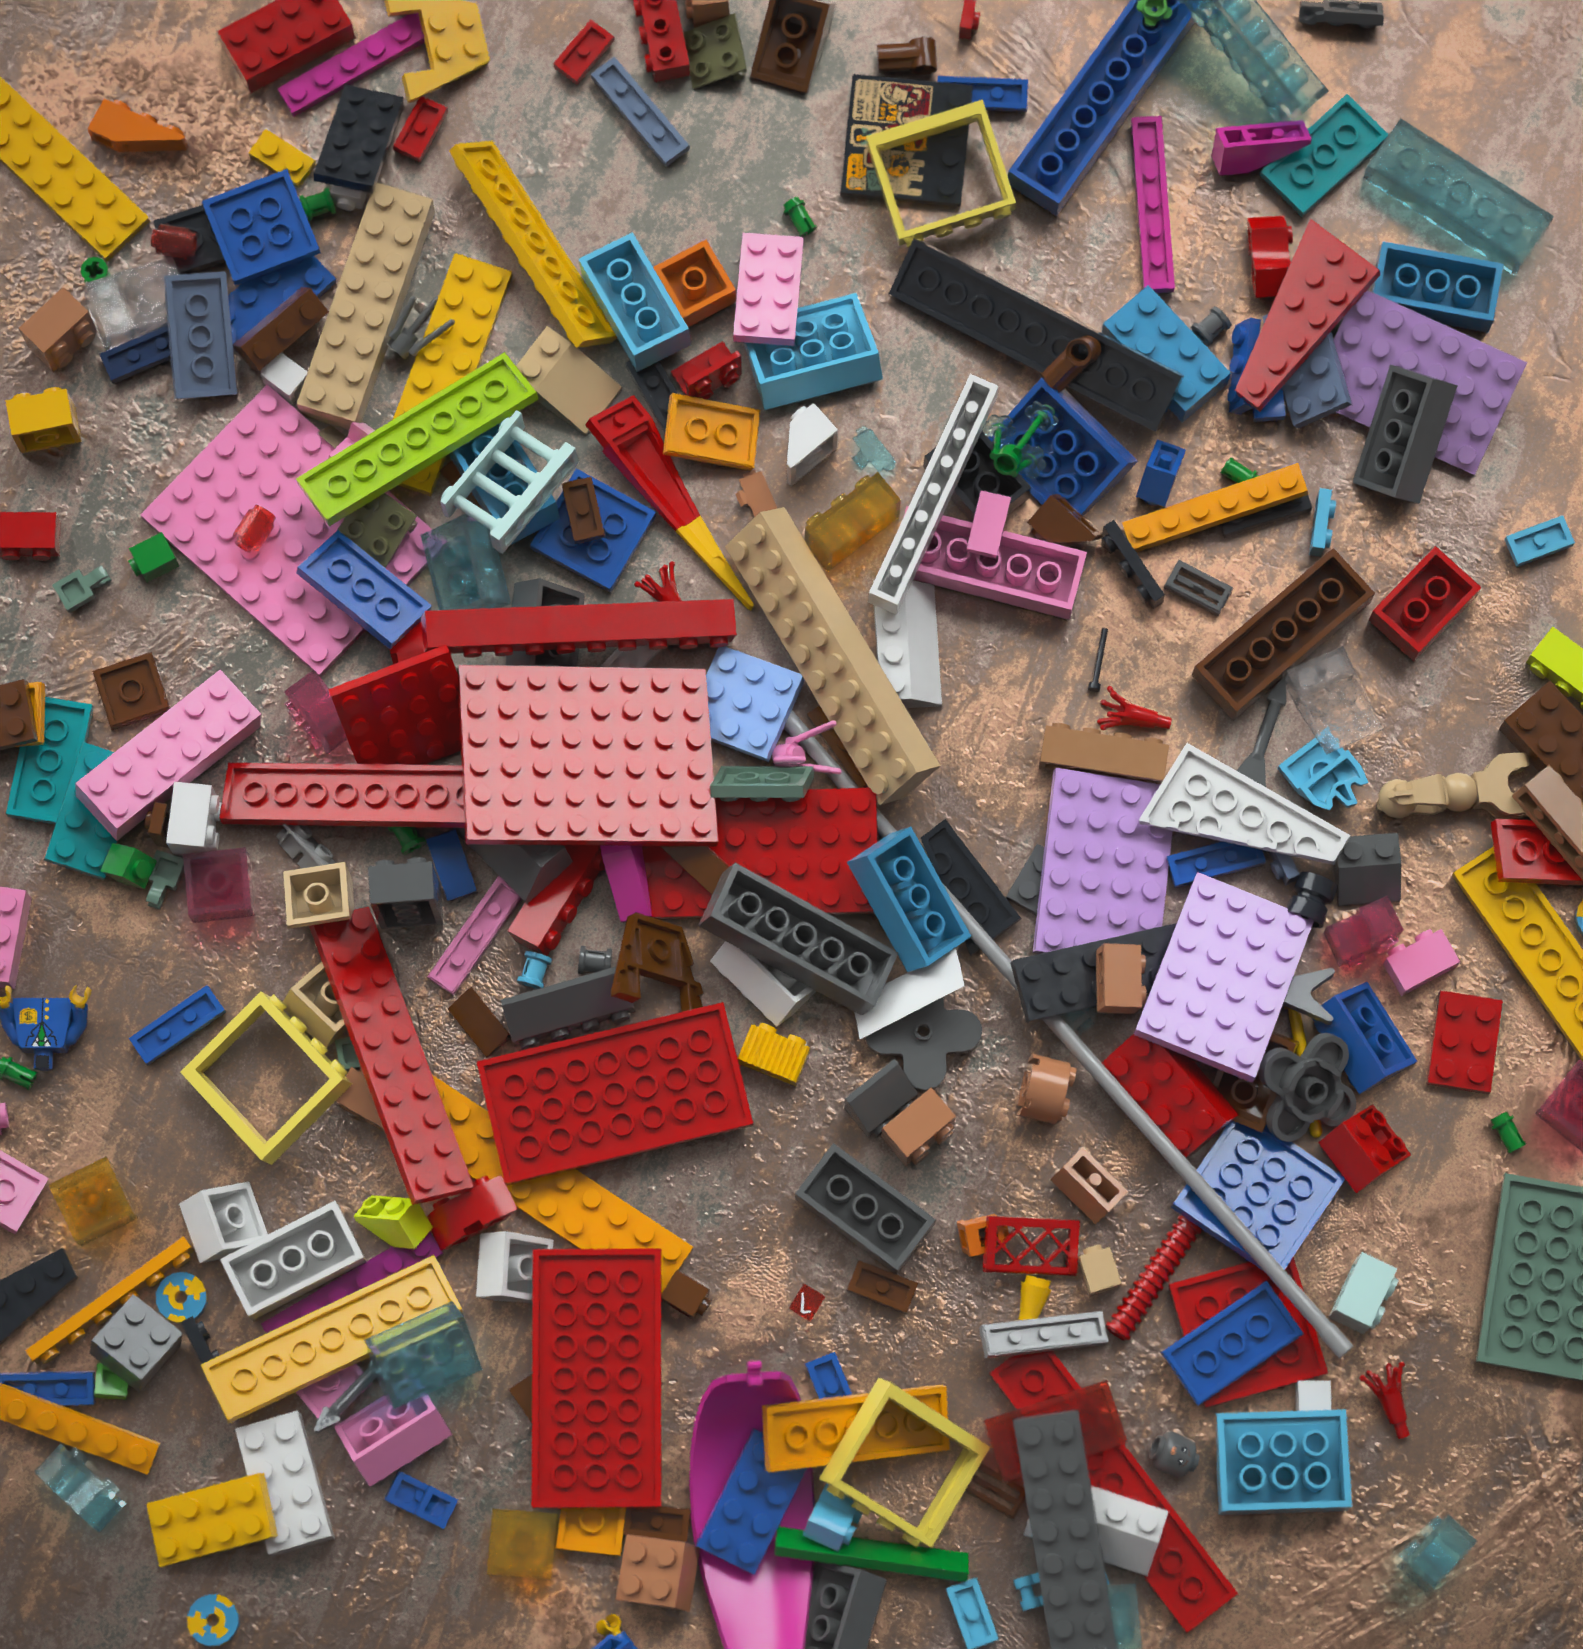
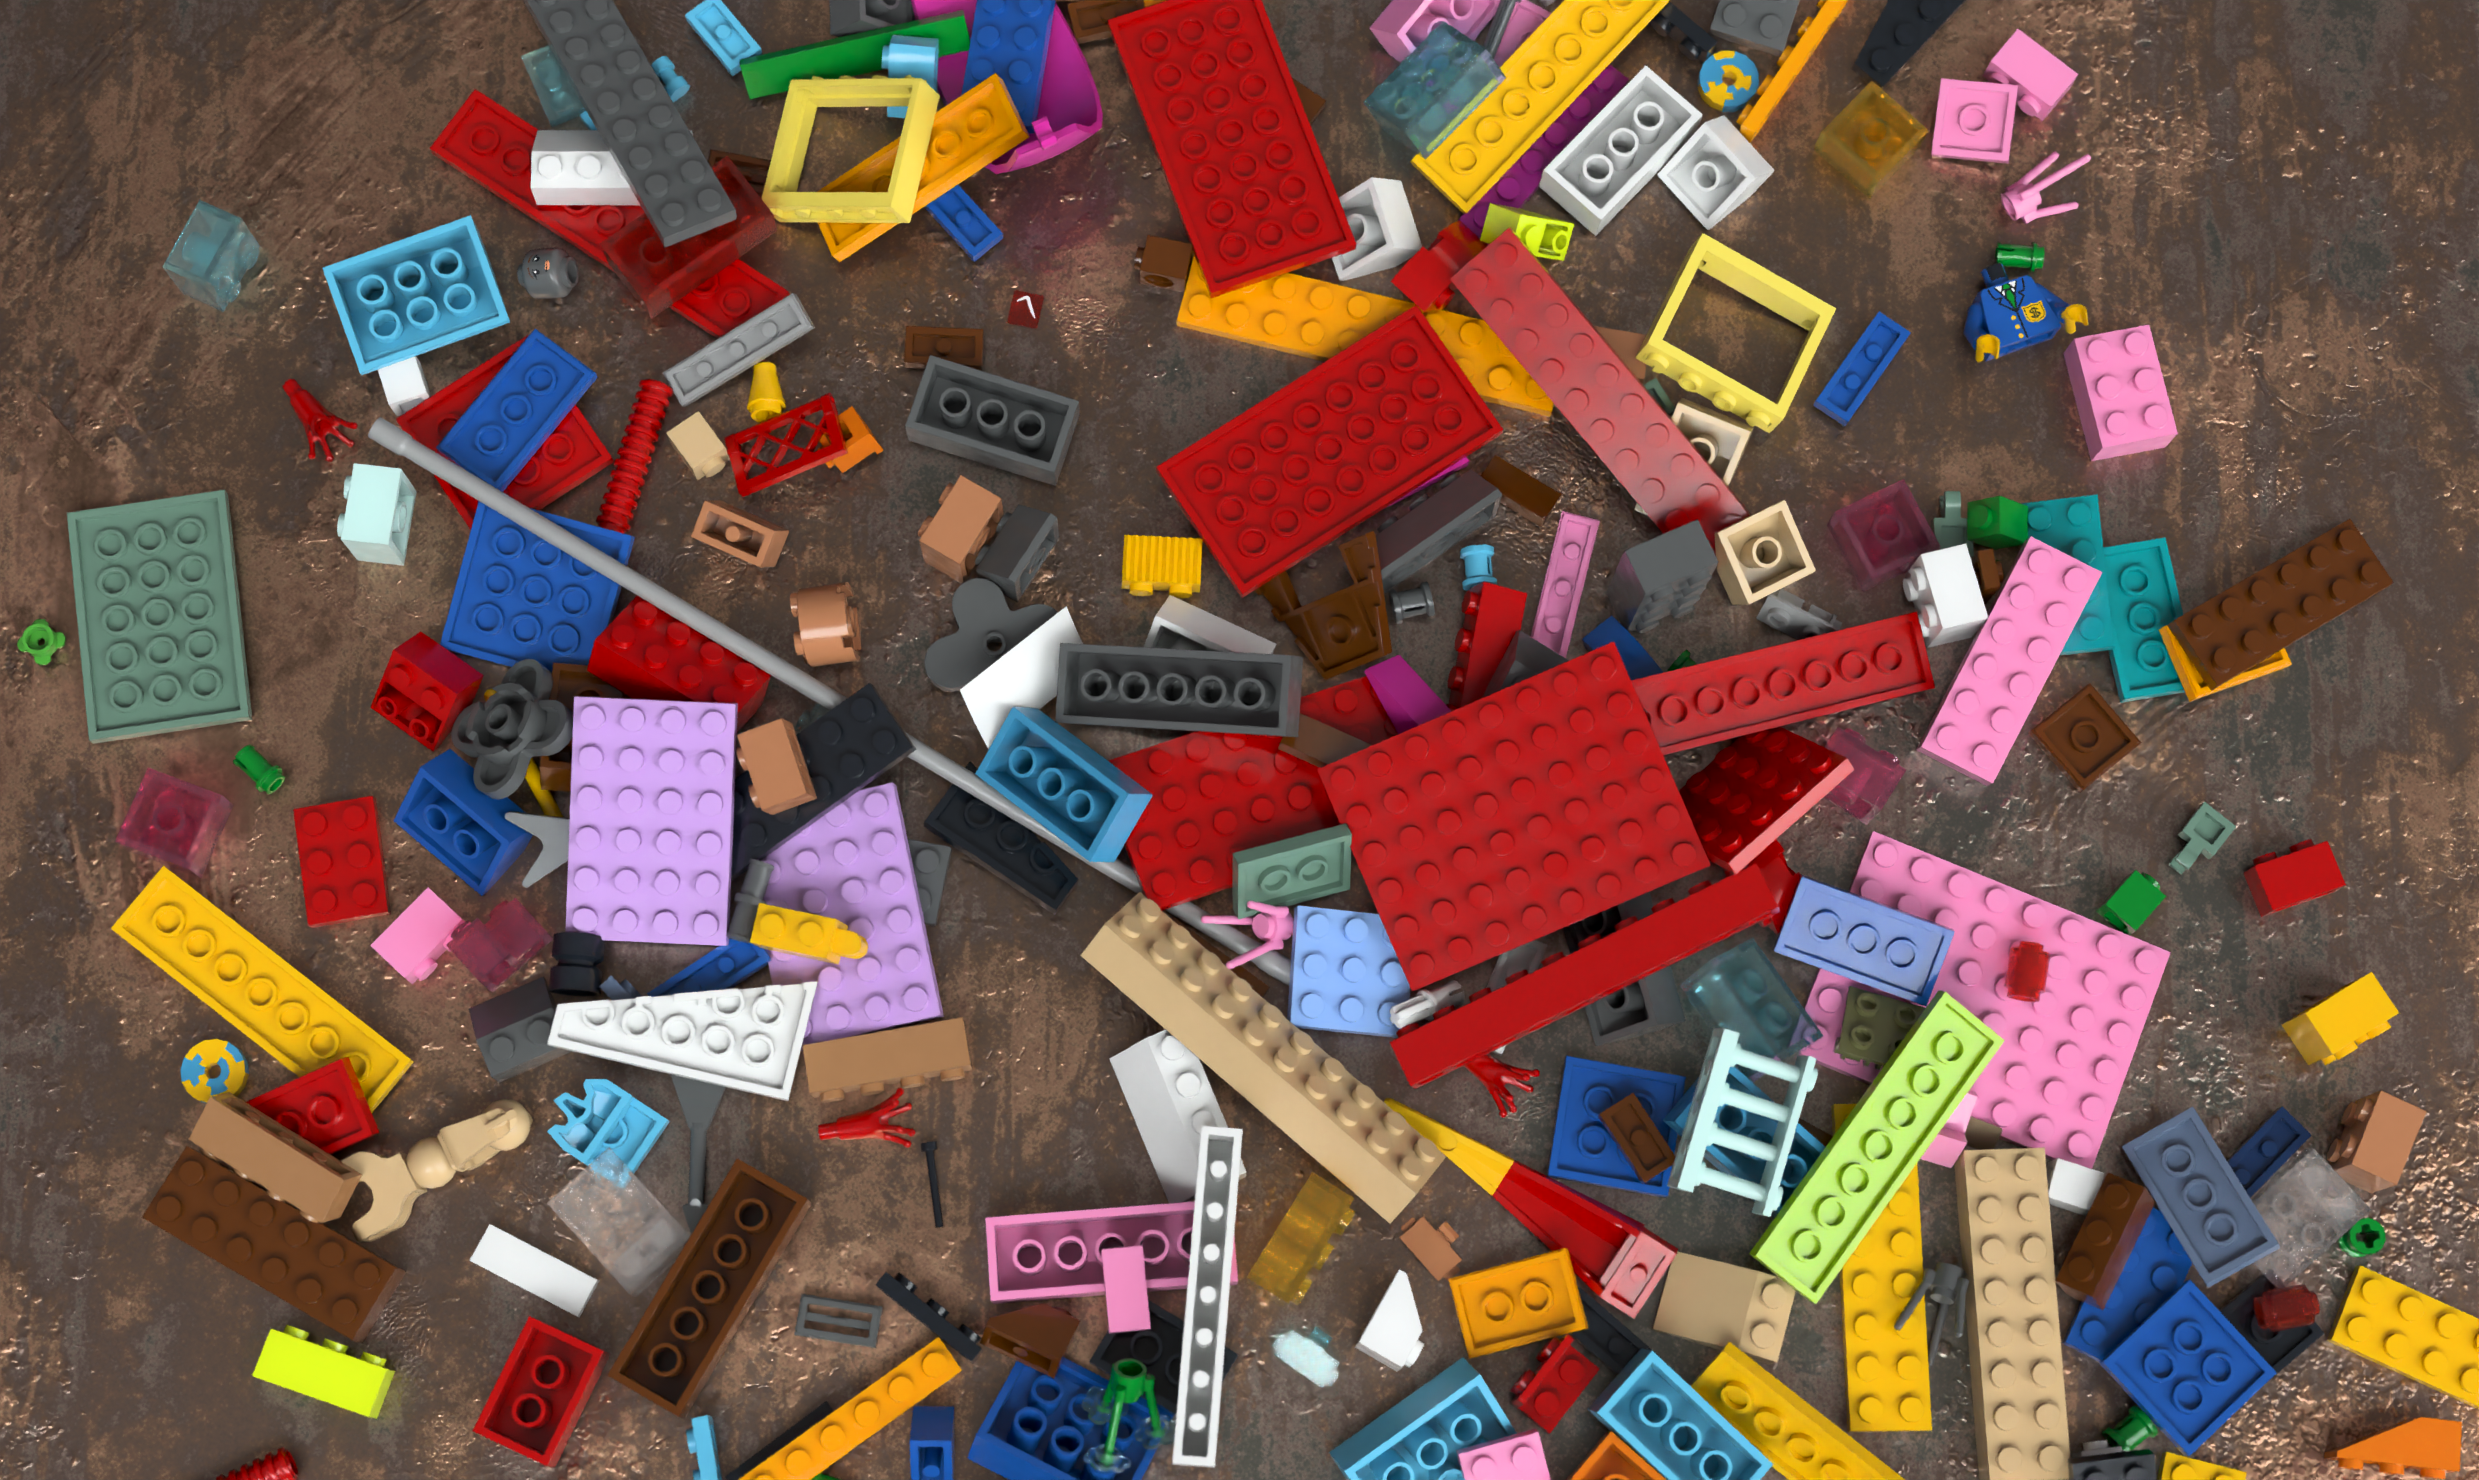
camera: 155 degrees right, 0 degrees up
(699, 658) = (1426, 1004): none -> white axle
(1135, 854) = (805, 935): none -> yellow brick
(1169, 899) = (748, 900): none -> dark grey pin
(1406, 695) = (534, 1270): none -> white tile

